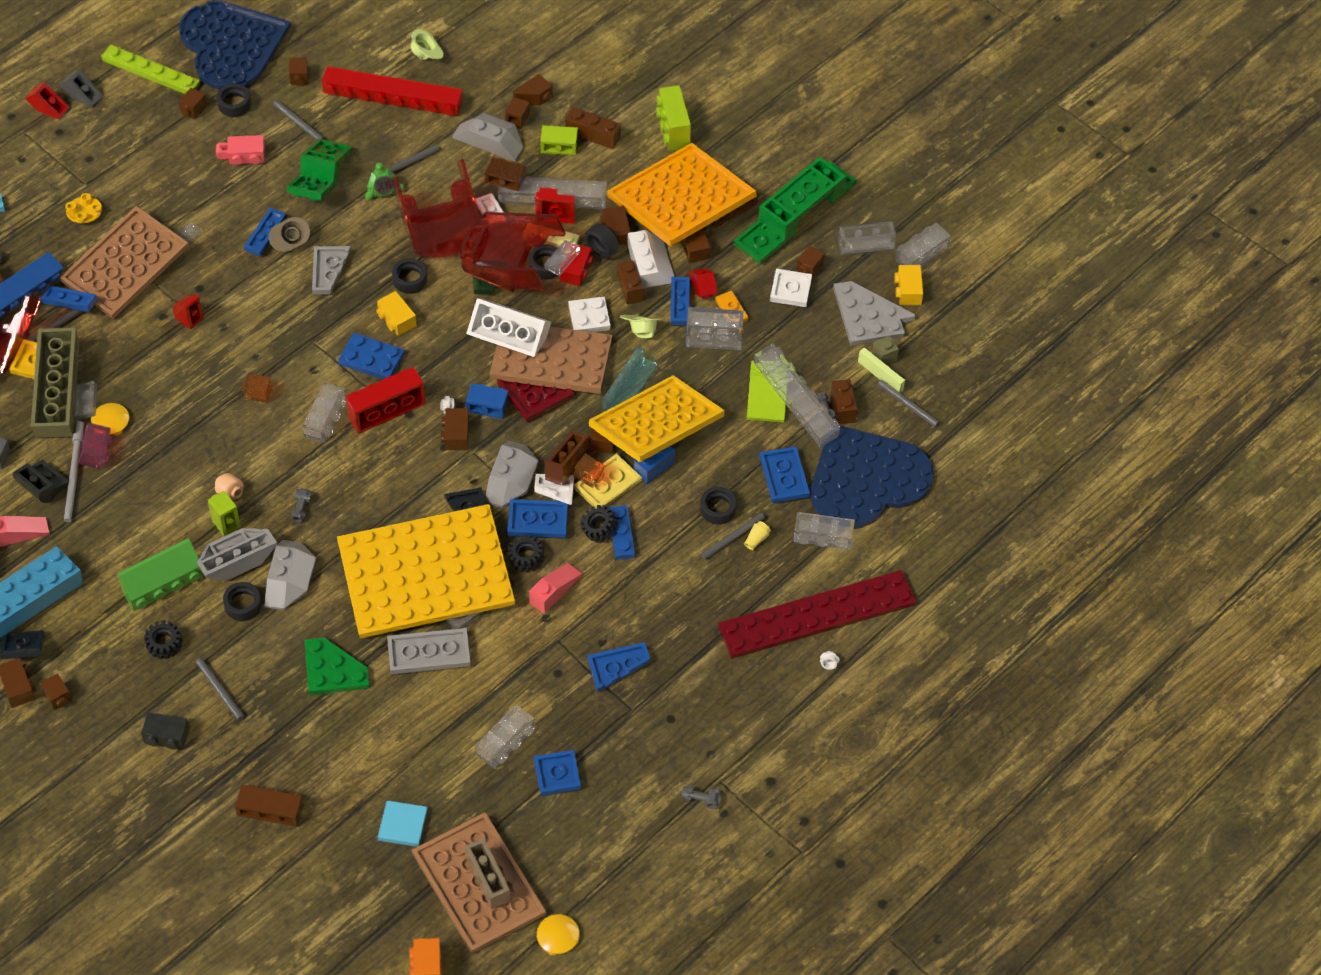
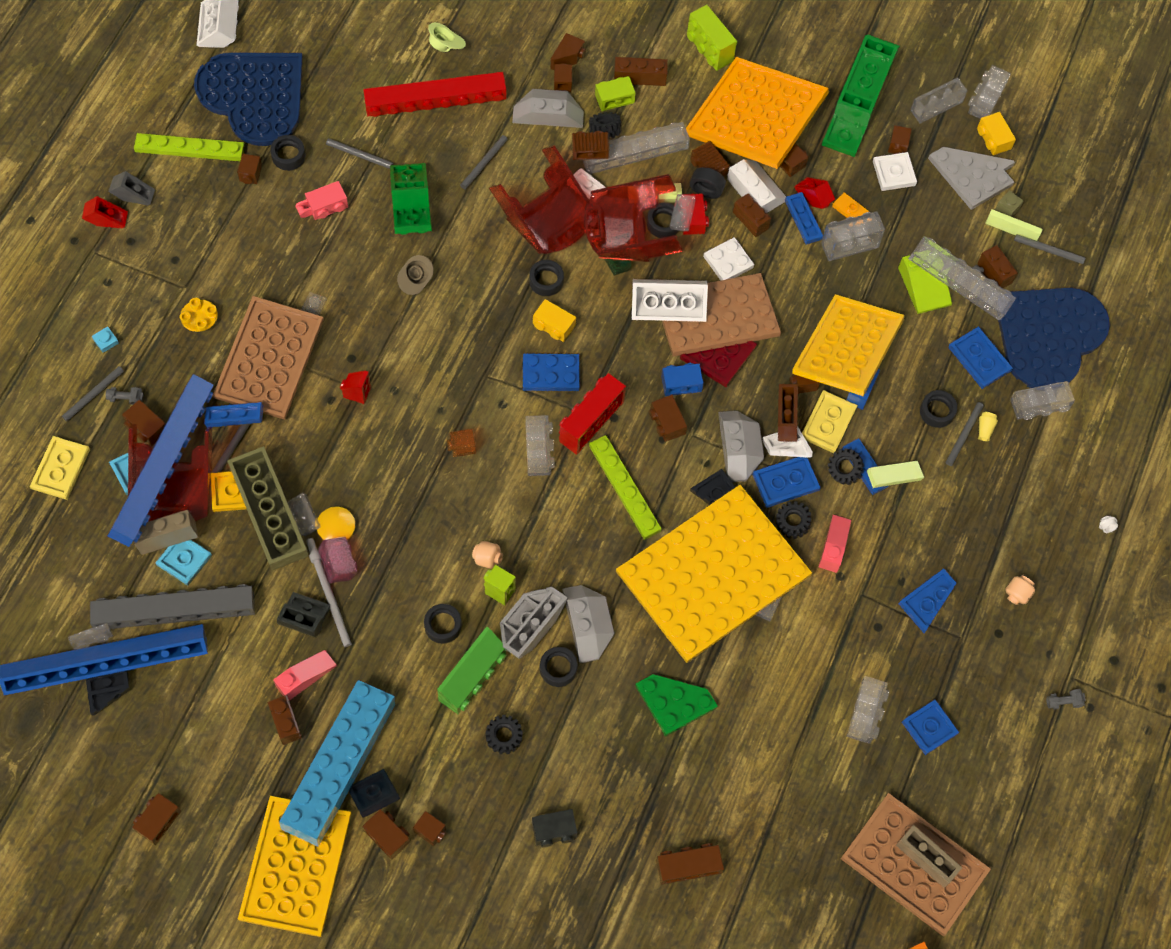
camera: 25 degrees left, 10 degrees up
(156, 518) = (438, 609): none -> black tyre
(219, 689) = (581, 763): dark grey bar -> none
(260, 237) = (387, 279): blue plate -> none
(298, 71) = (335, 102): reddish brown brick -> none
(301, 495) = (560, 537): dark grey bar -> none
(327, 267) = (464, 295): light grey wing -> none
(380, 182) = (473, 192): bright green rock -> none
(386, 475) = (625, 487): none -> lime plate
(402, 823) = (817, 832): medium azure tile -> none
(428, 651) = (755, 651): light grey plate -> none
(447, 403) = (647, 396): white plate -> none
(535, 163) = (606, 123): none -> black tyre
(550, 202) = (647, 163): red plate -> none
(558, 934) = (1009, 885): yellow dish -> none
(589, 471) = (812, 418): clear orange brick -> none
(630, 379) = (799, 316): clear light blue panel -> none
(642, 326) = (783, 255): yellowish green piece -> none
(643, 546) = (895, 474): none -> yellowish green tile
(709, 686) = (1020, 590): none -> light nougat head
(816, 614) = (1073, 483): dark red plate -> none

